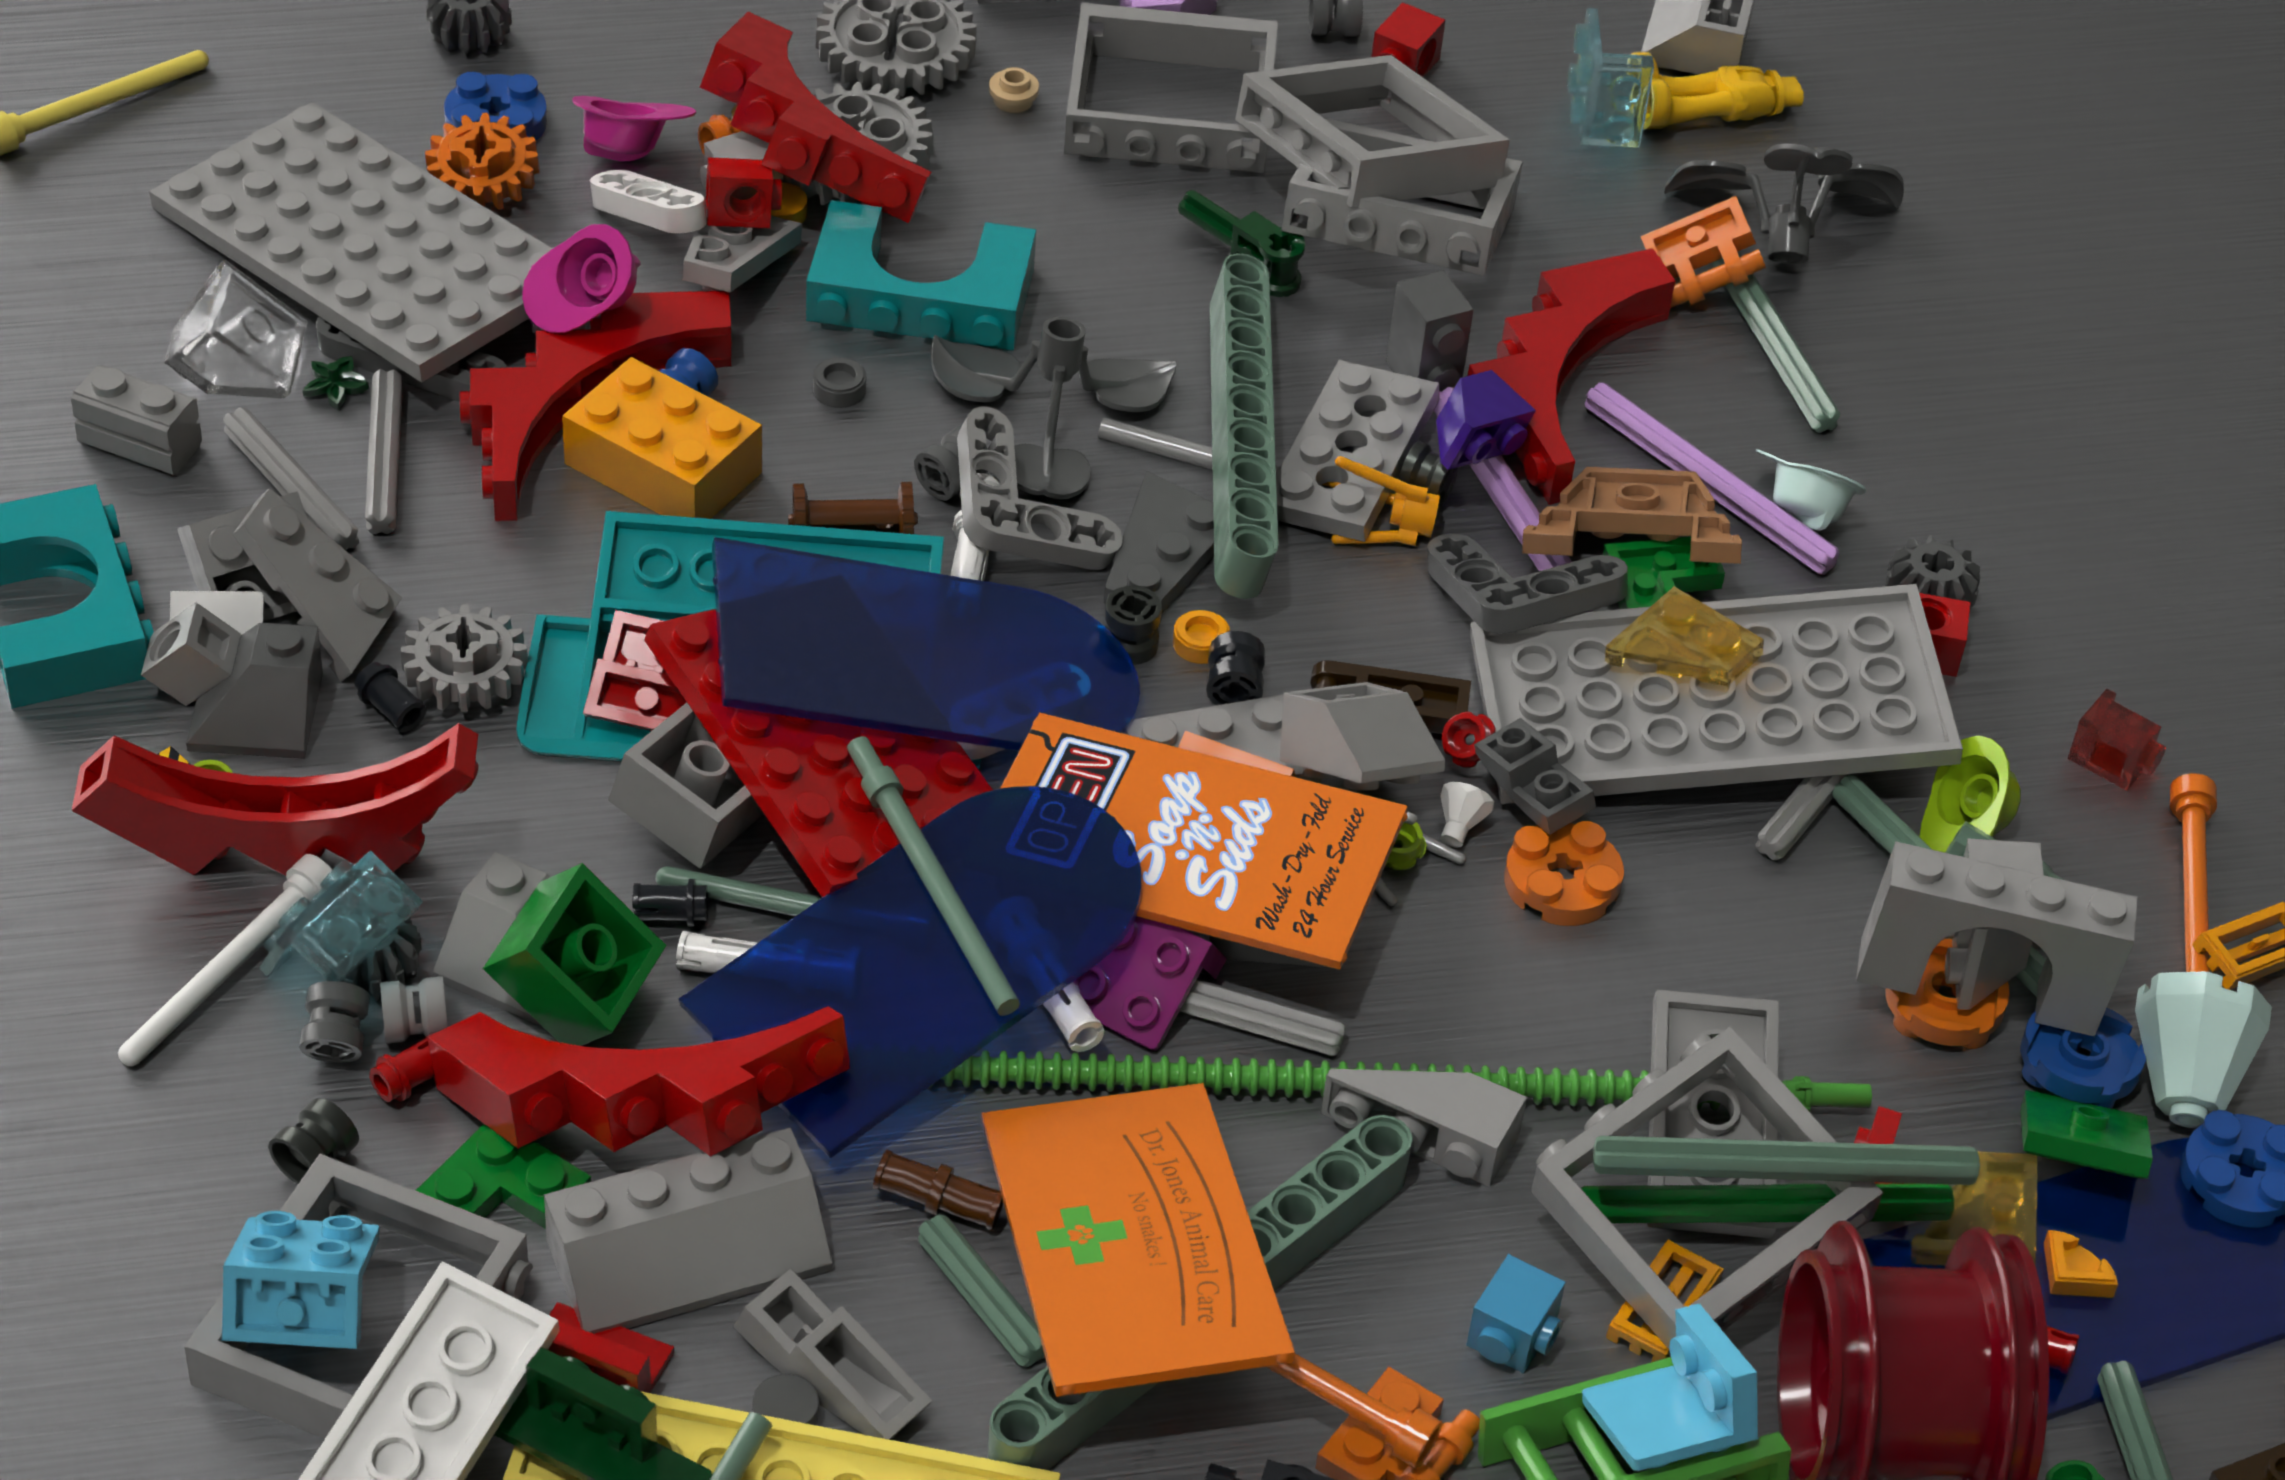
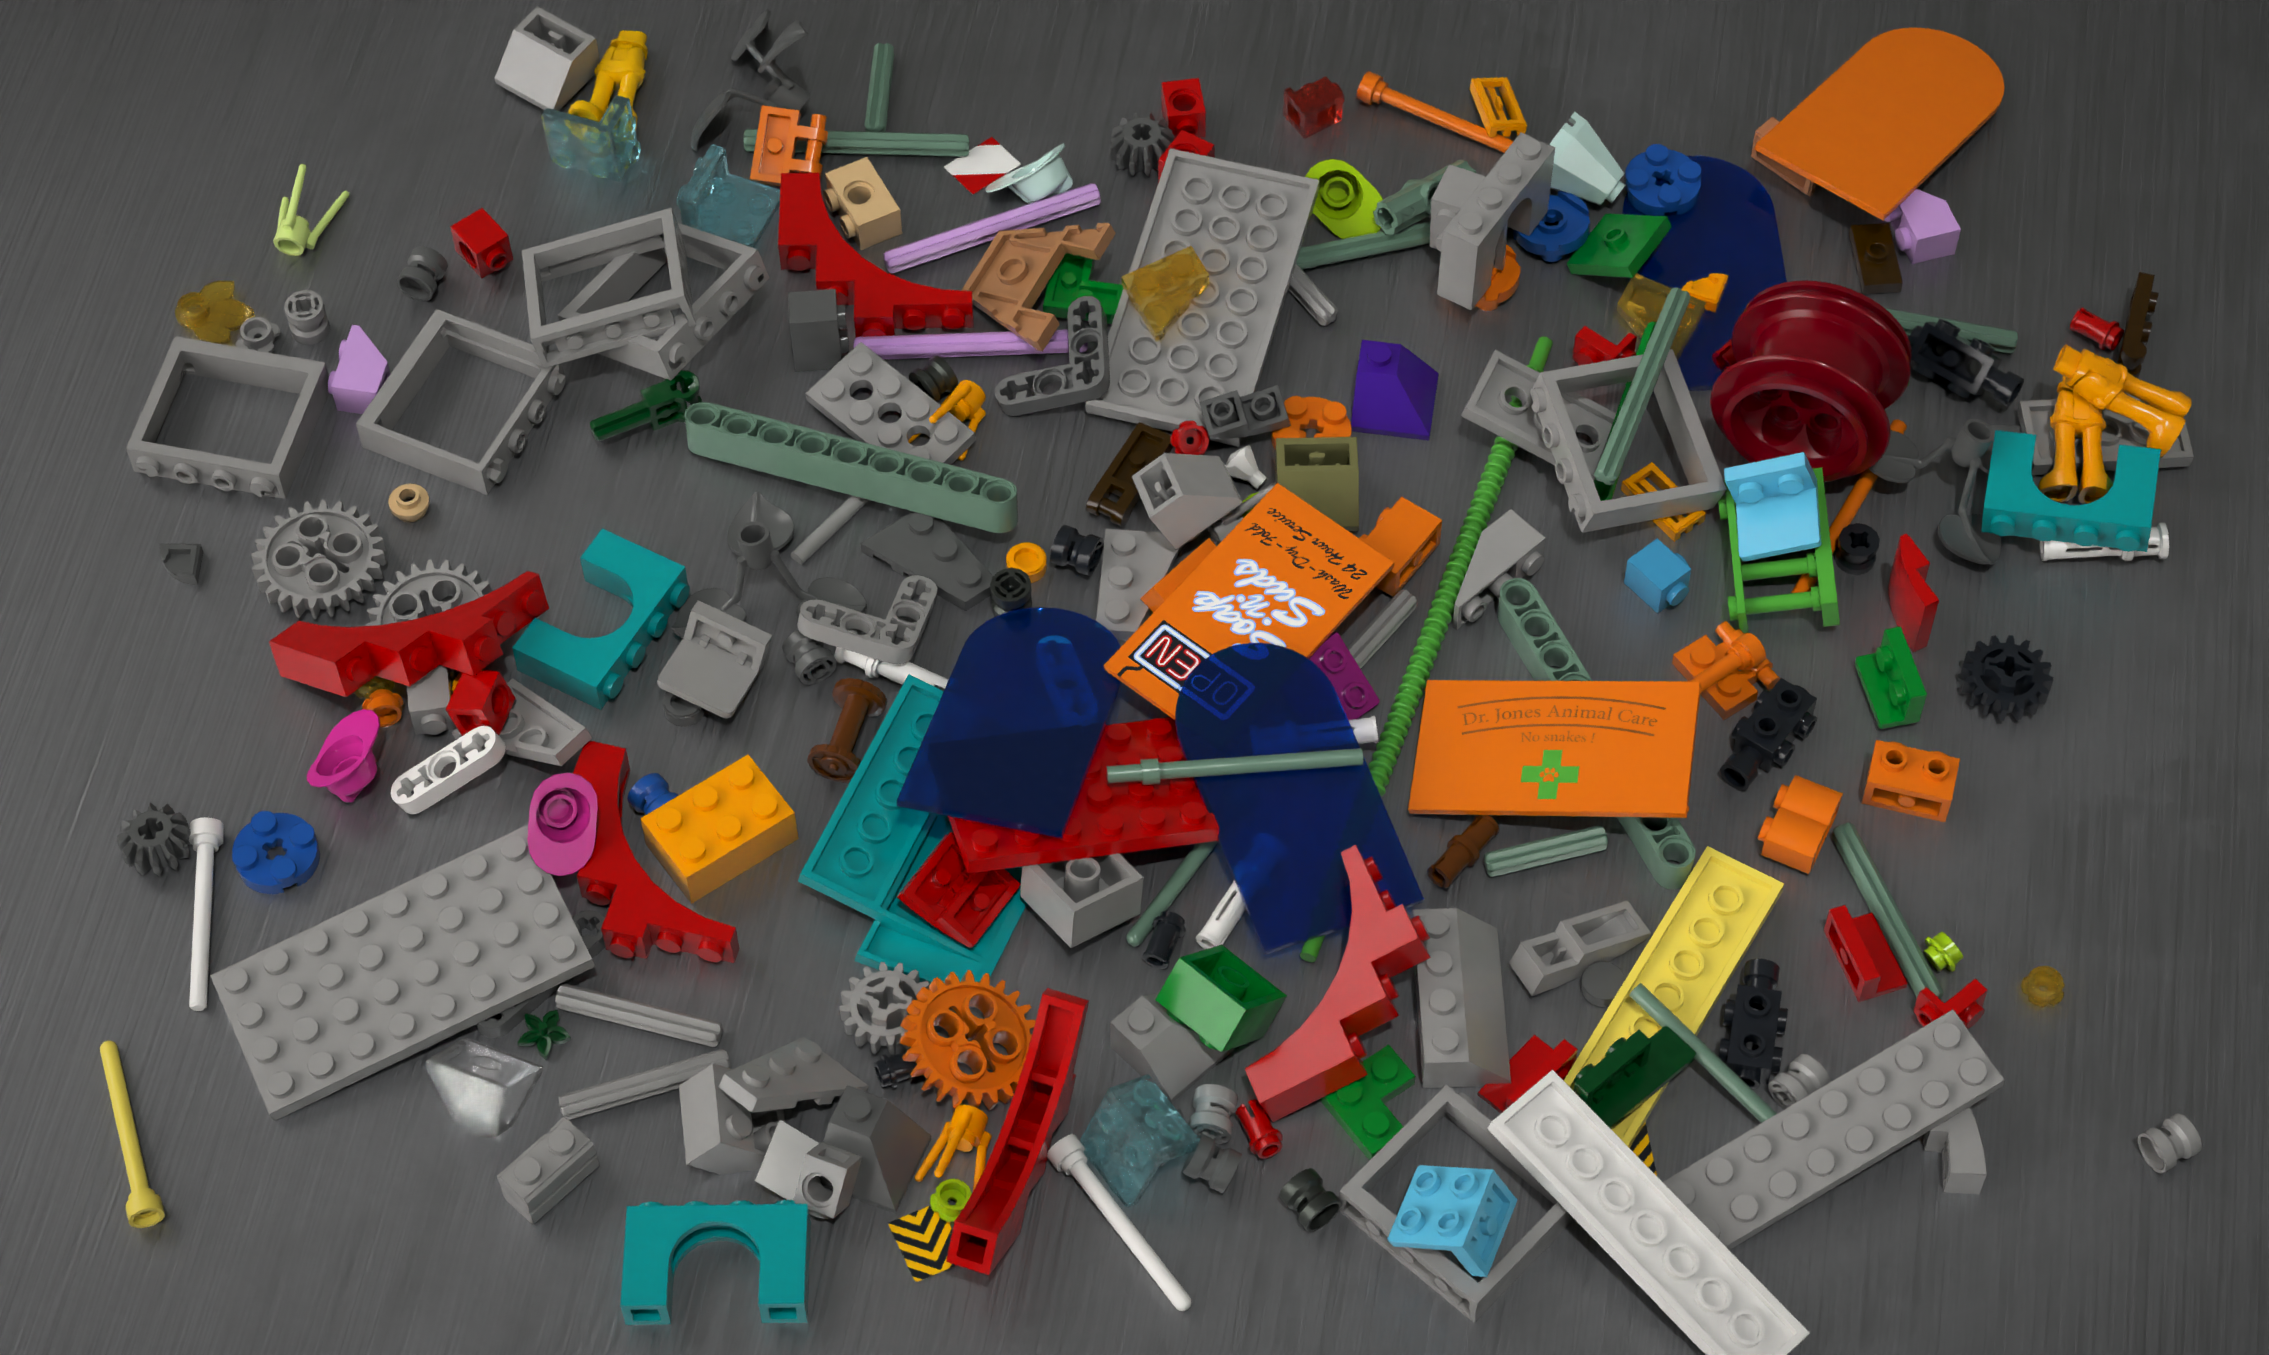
camera: 65 degrees left, 10 degrees up
(298, 759) = (961, 1133): none -> light orange plant
(394, 711) = (938, 1056): none -> orange gear
(484, 159) = (344, 866): orange gear -> none
(488, 53) = (206, 838): none -> white piece
(893, 379) = (715, 660): none -> light grey bracket
(1405, 993) = (1405, 537): none -> orange brick
(1465, 883) = (1322, 474): none -> olive slope
(1481, 421) = (920, 330): dark purple slope -> none
(1589, 212) = (726, 202): none -> clear light blue bracket
(1666, 344) = (862, 203): none -> tan brick
(1676, 935) = (1393, 392): none -> dark purple slope
(1802, 445) = (982, 165): none -> white sticker
(1863, 321) = (879, 88): none -> sand green axle
(2018, 608) = (1184, 106): none -> red brick

